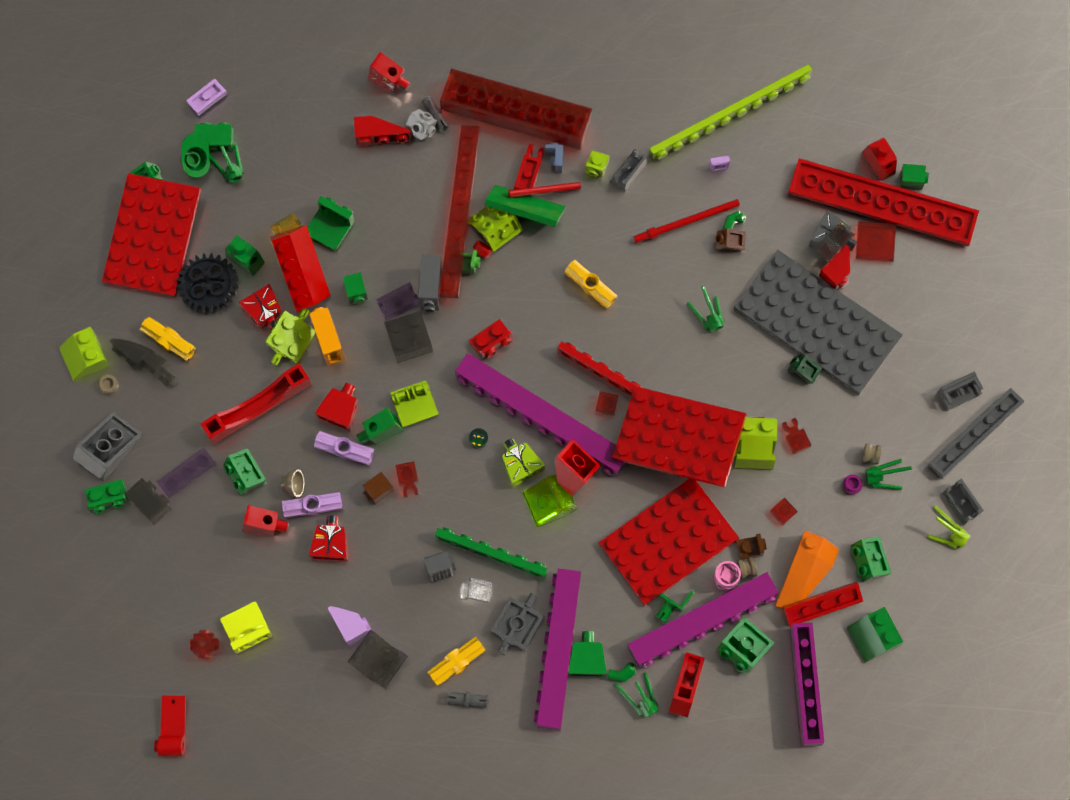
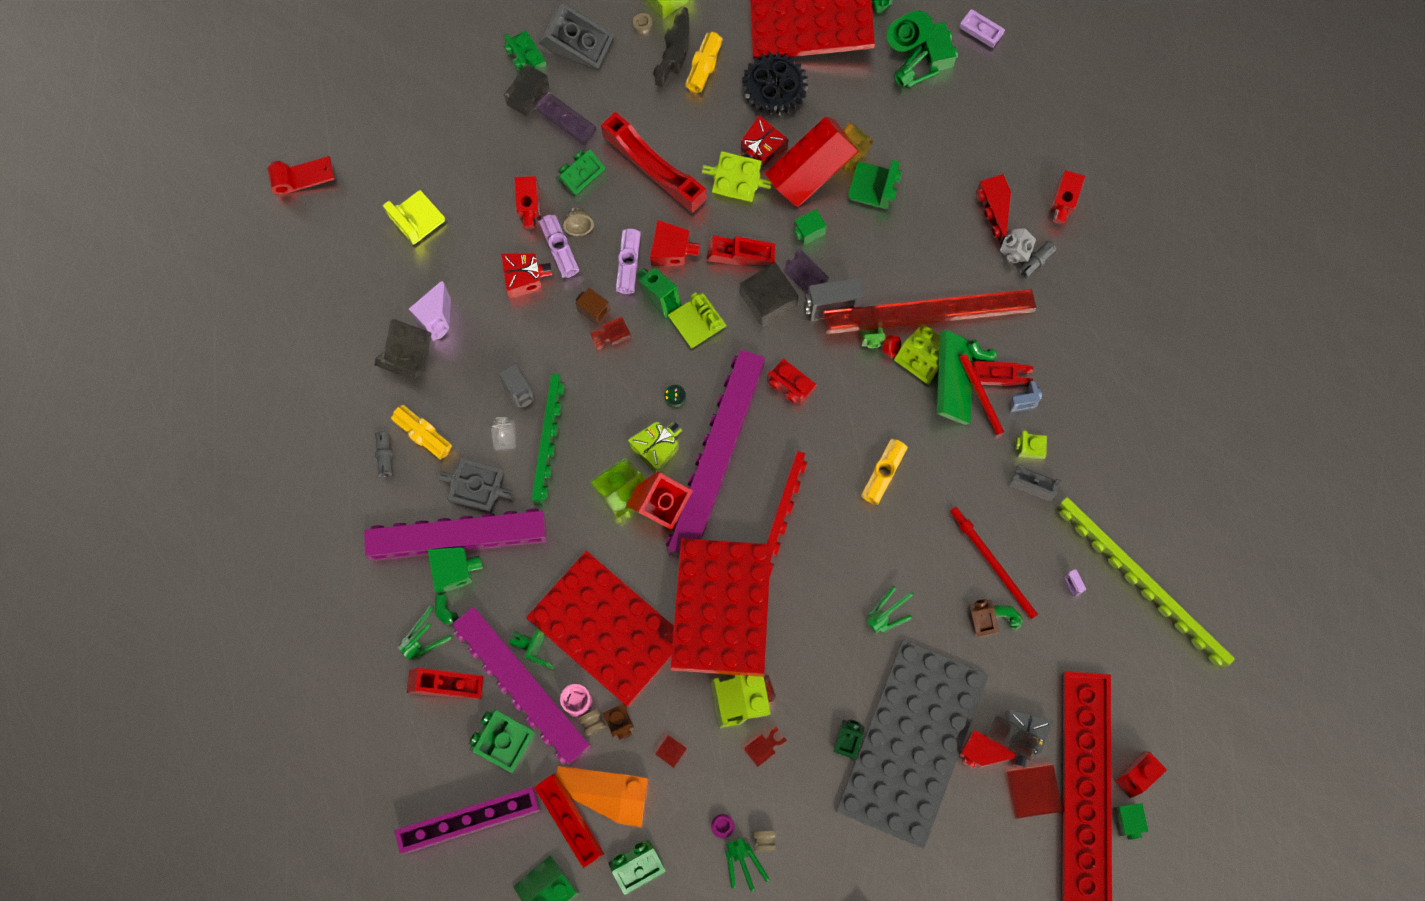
camera: 75 degrees right, 0 degrees up
(209, 649) = (388, 181): clear red brick -> none
(242, 253) = (816, 103): green torso -> none
(327, 335) = (745, 210): light orange window -> none
(360, 351) = (740, 251): none -> red slope
(511, 176) = (979, 354): none -> green arm
(516, 109) = (1068, 341): clear red brick -> none
(607, 403) = (749, 522): clear red plate -> none

